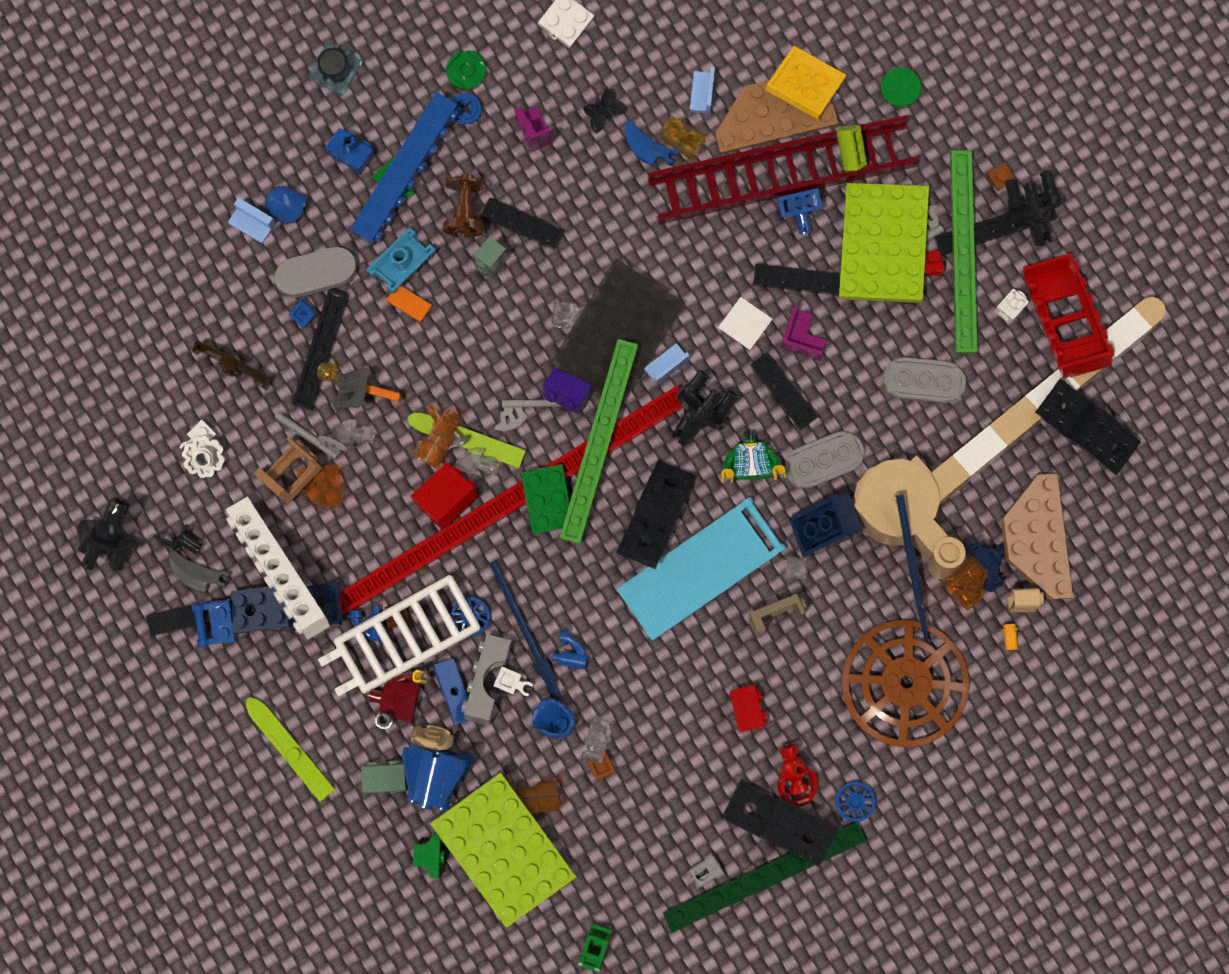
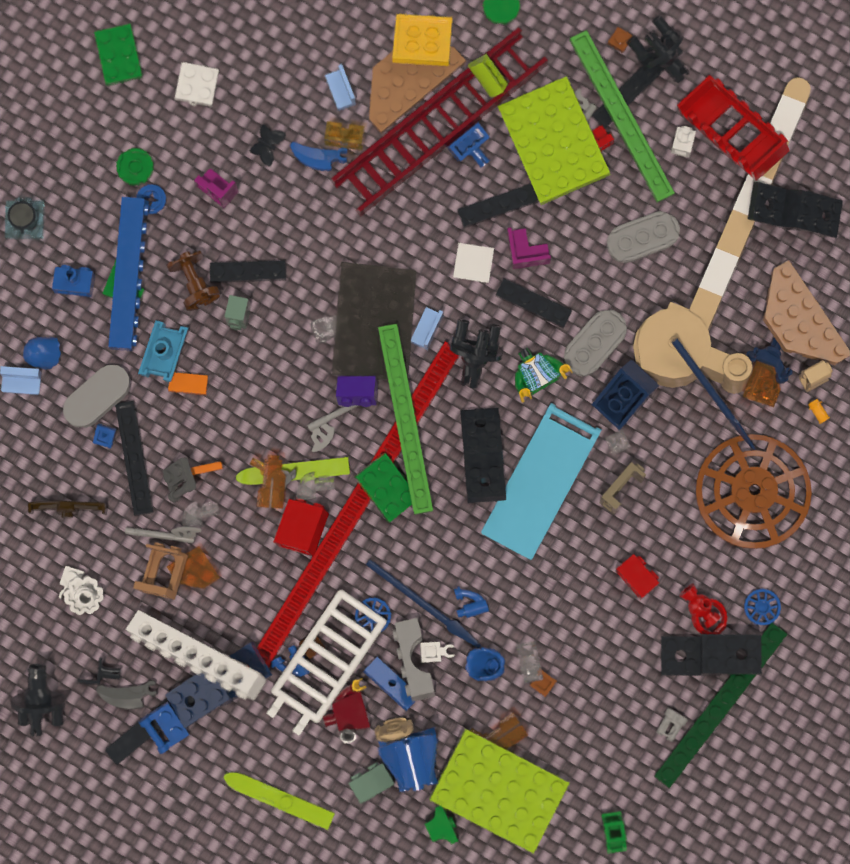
camera: 25 degrees left, 0 degrees up
(327, 371) = (150, 473): clear yellow bush -> none

